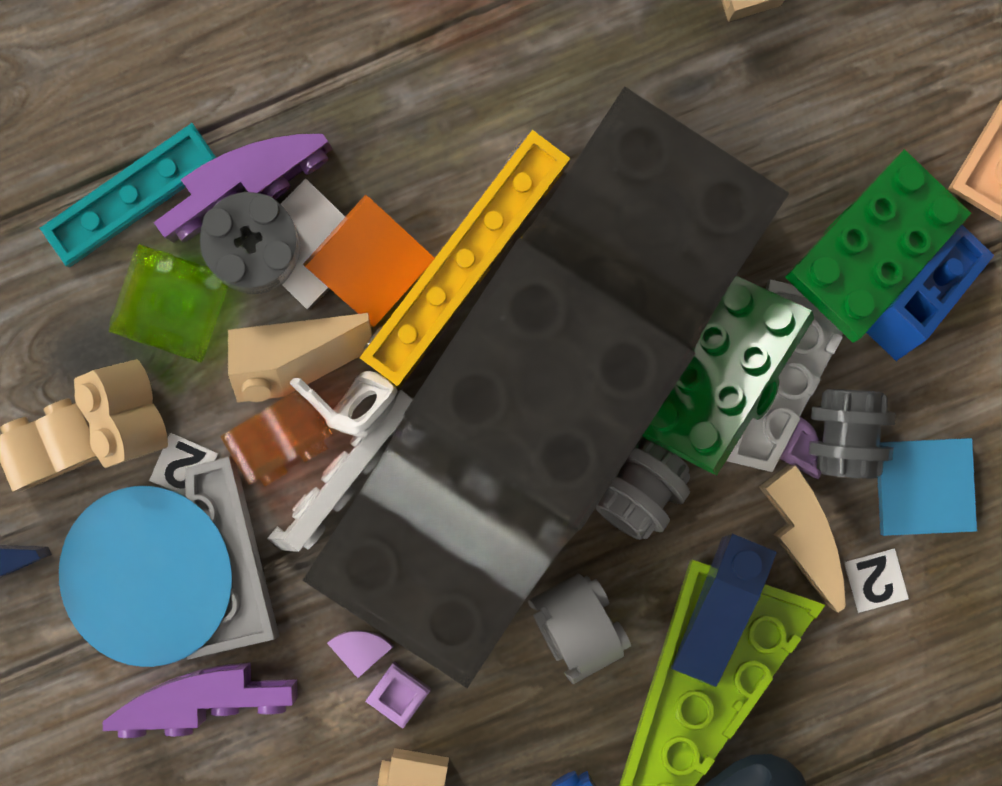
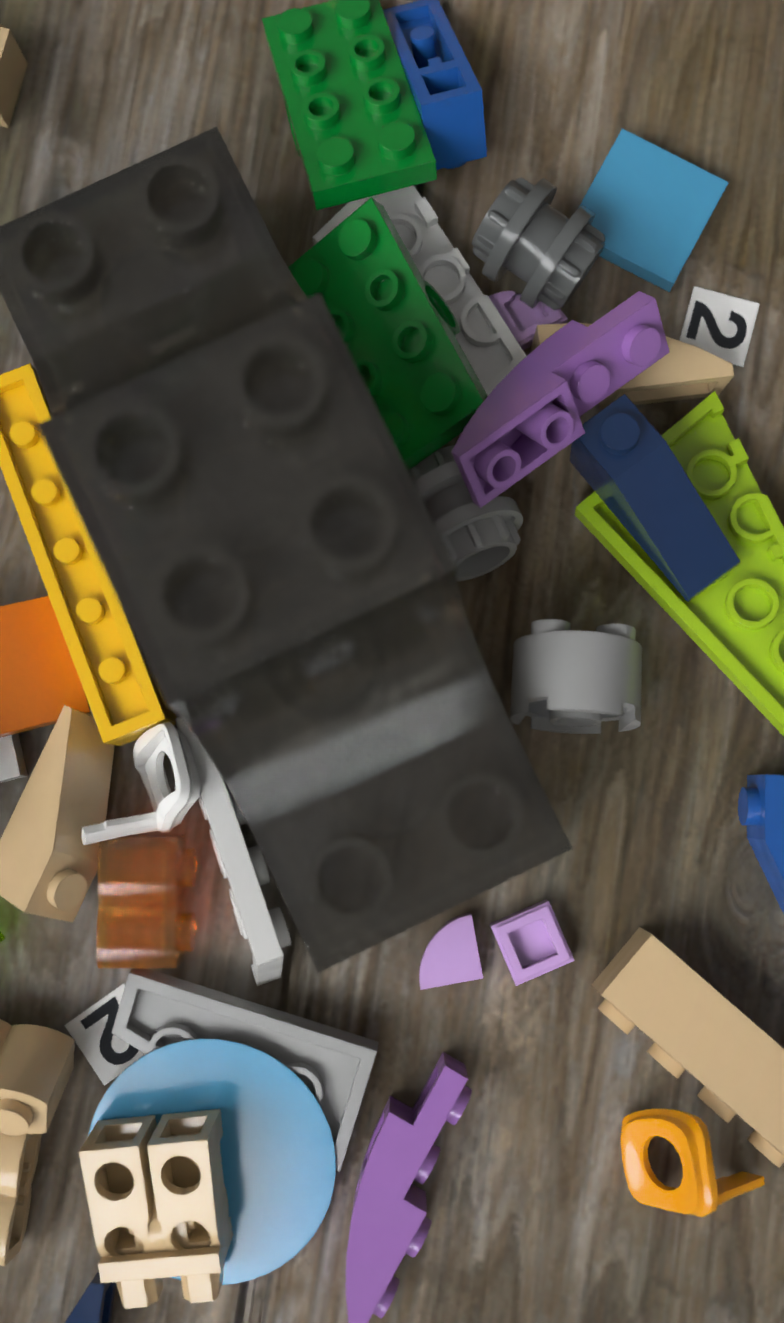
camera: 55 degrees left, 5 degrees down
(89, 572) = (158, 1204): none -> tan hips
(739, 501) = (542, 398): none -> medium lavender slope

